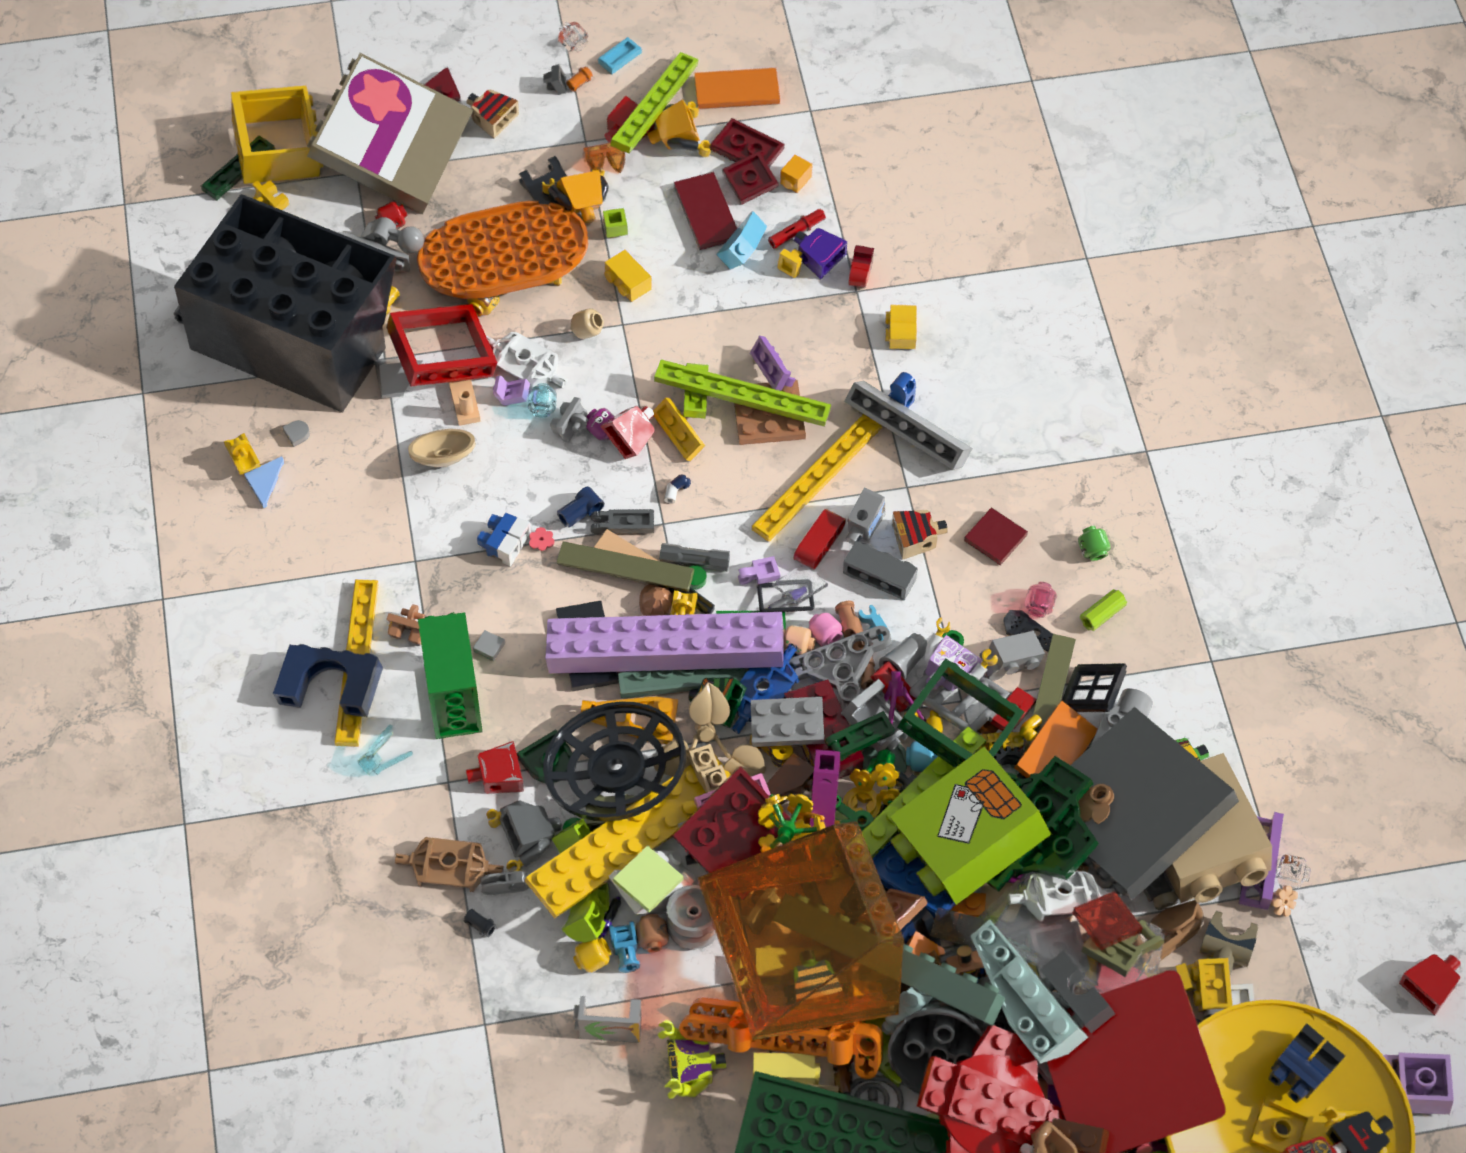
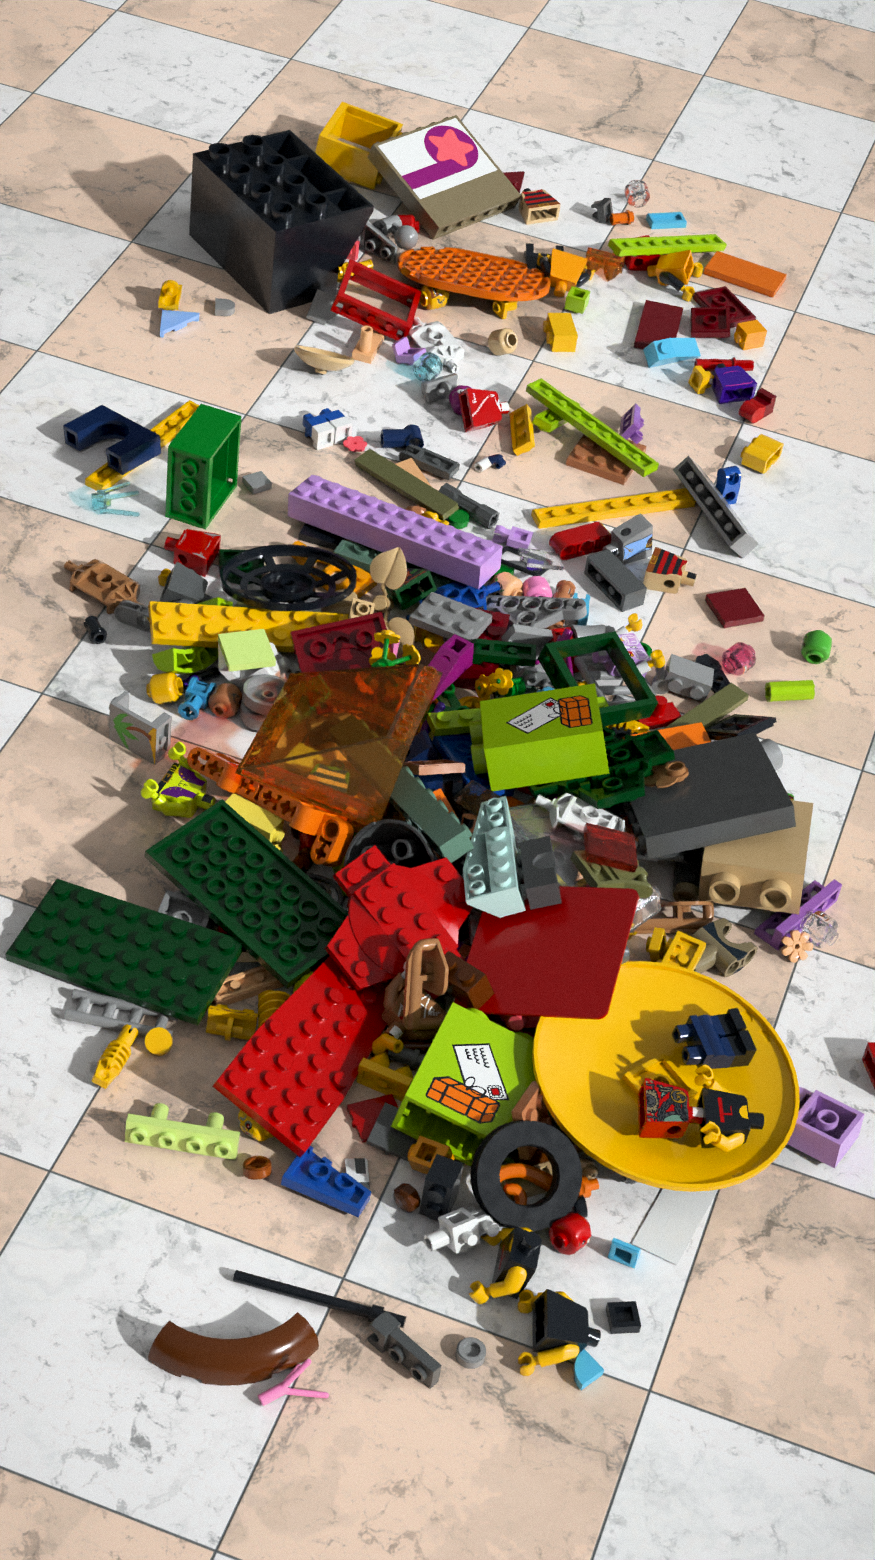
camera: 25 degrees right, 15 degrees down
(1028, 728) = (654, 723): yellow arm -> none

